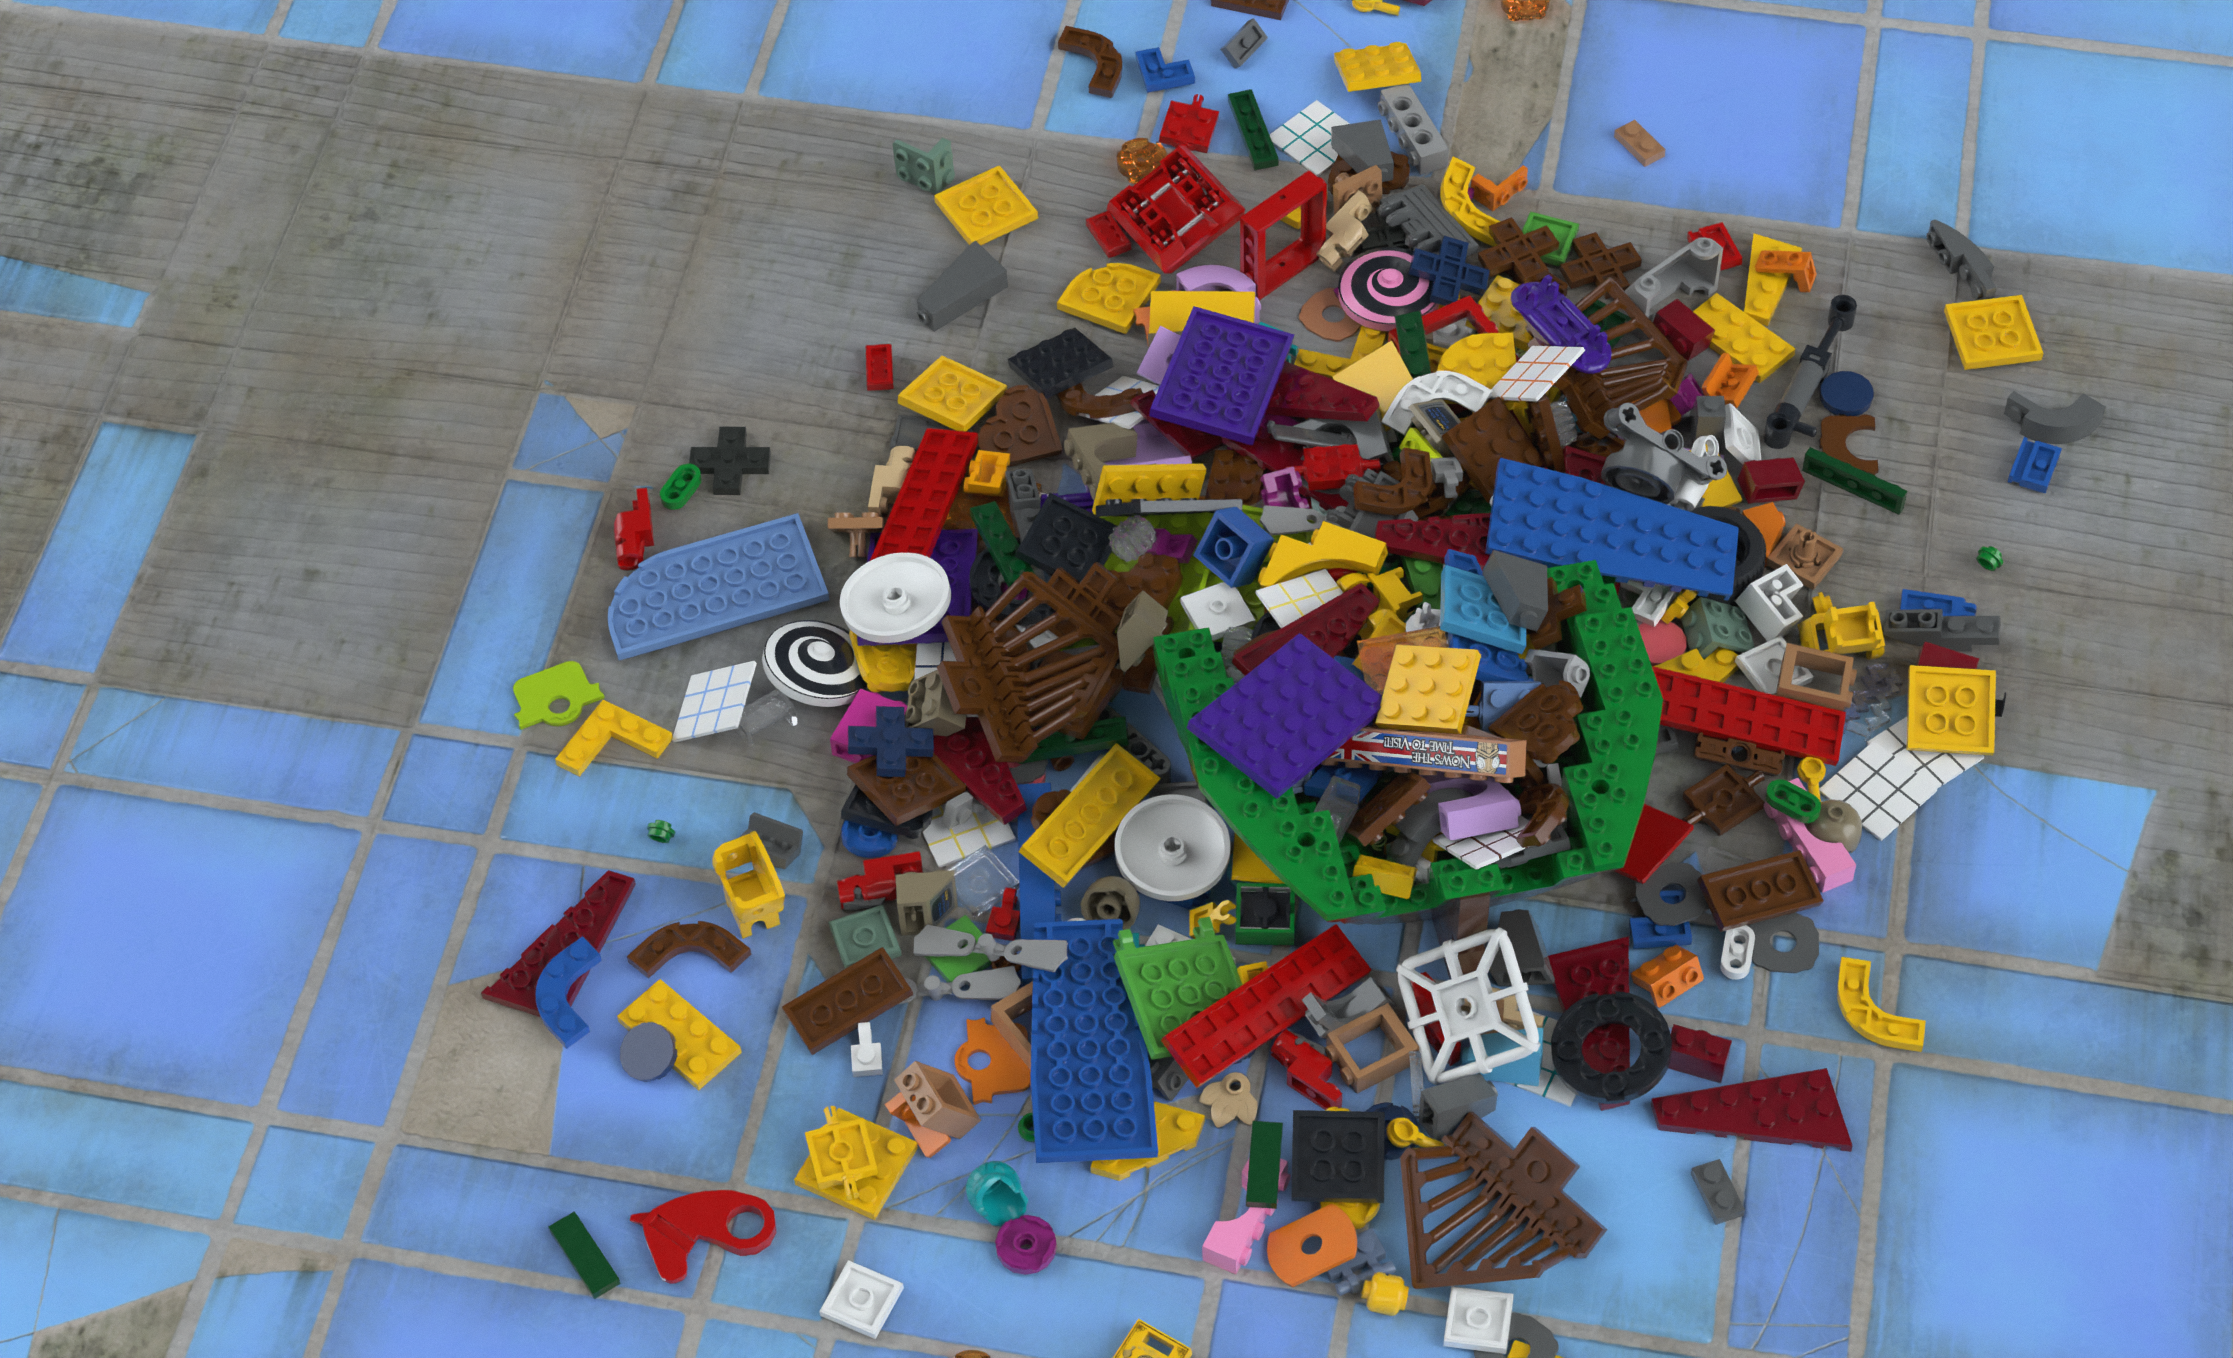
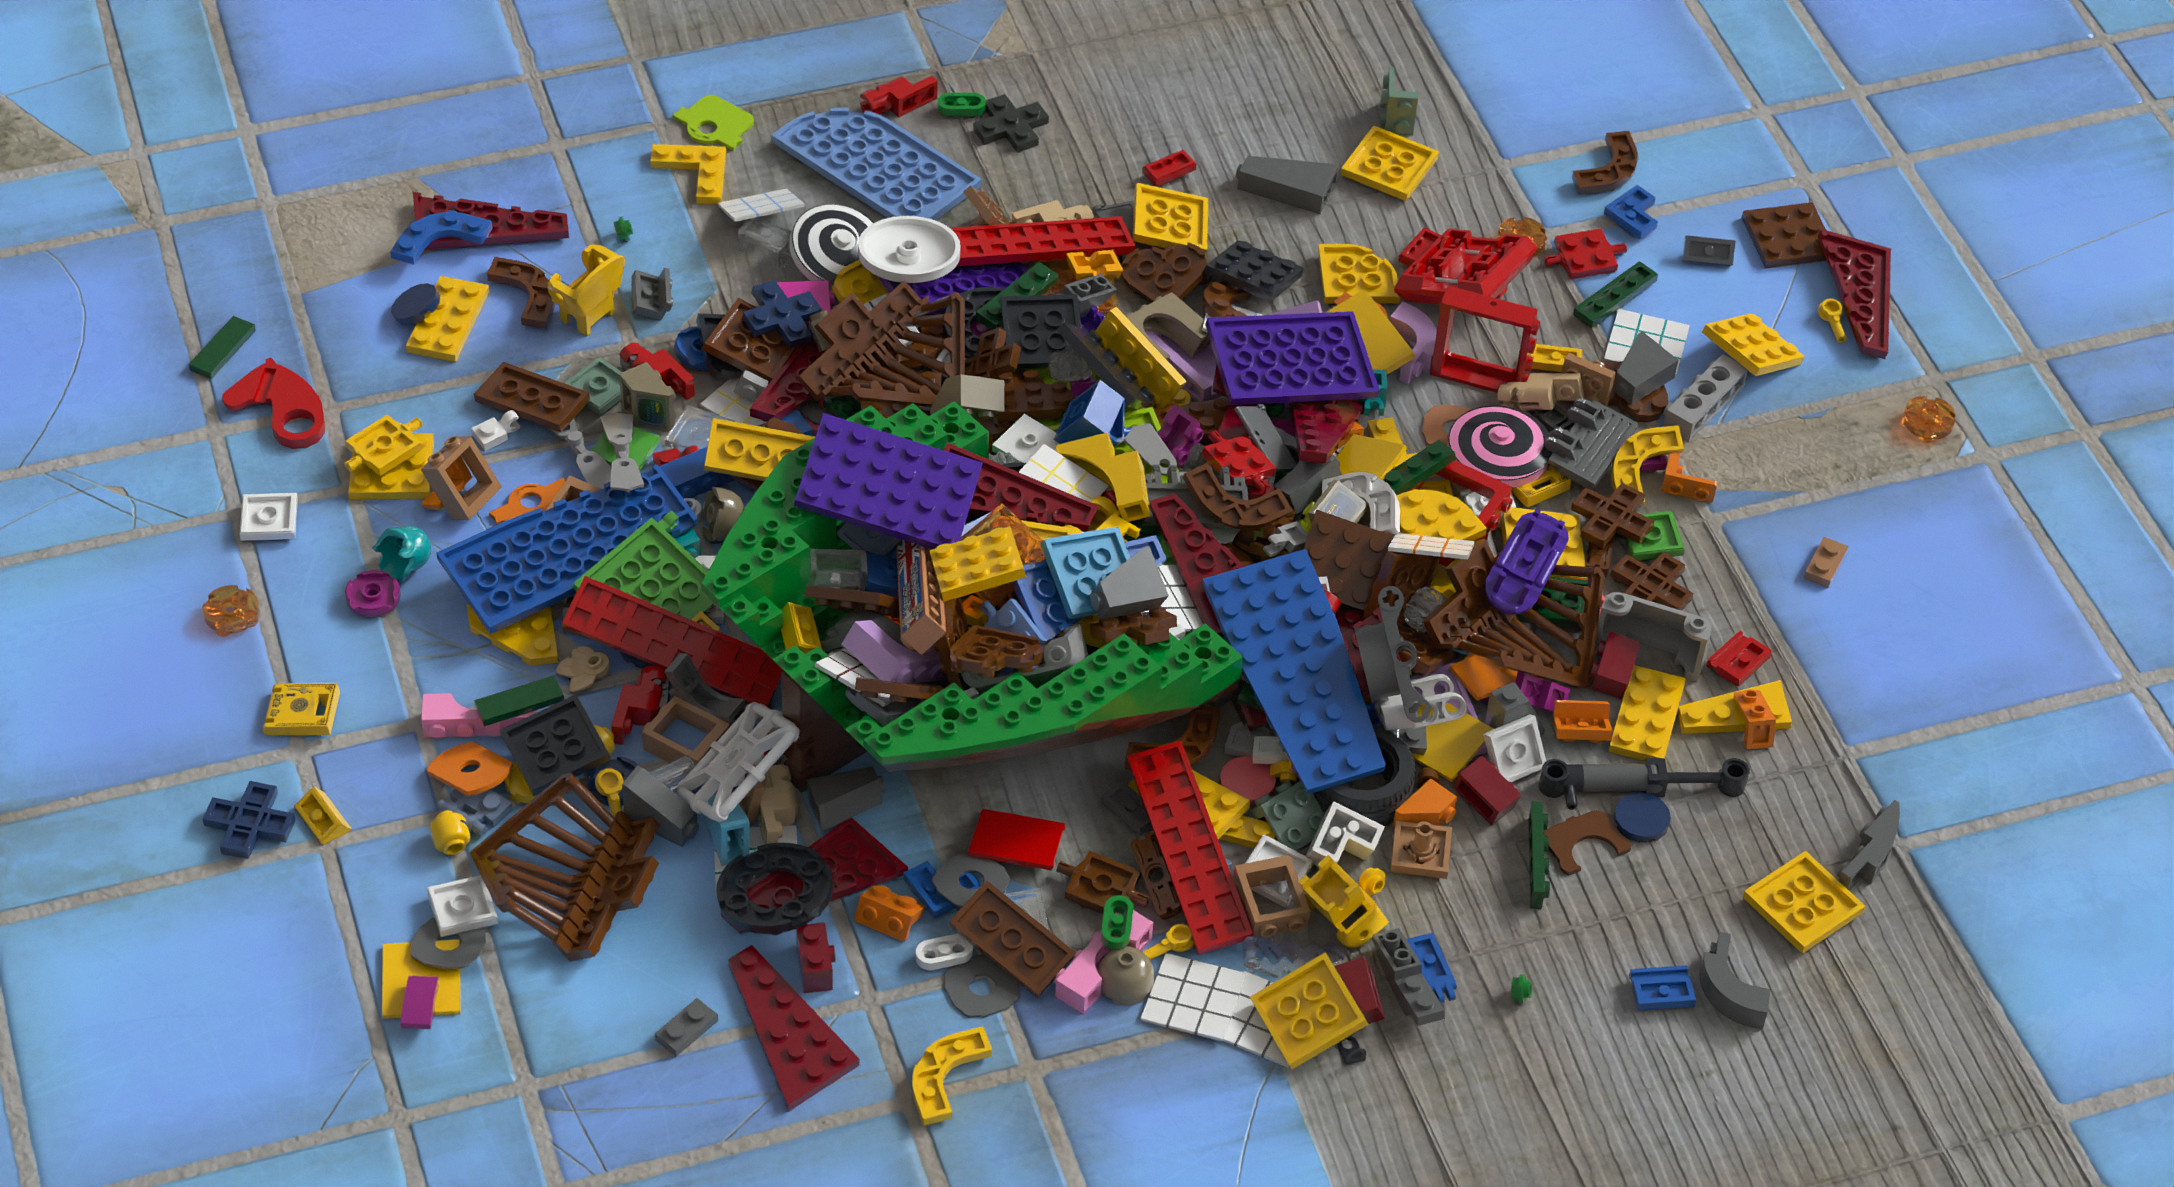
camera: 55 degrees right, 5 degrees down
(1449, 271) = (1540, 470): dark blue plate -> none

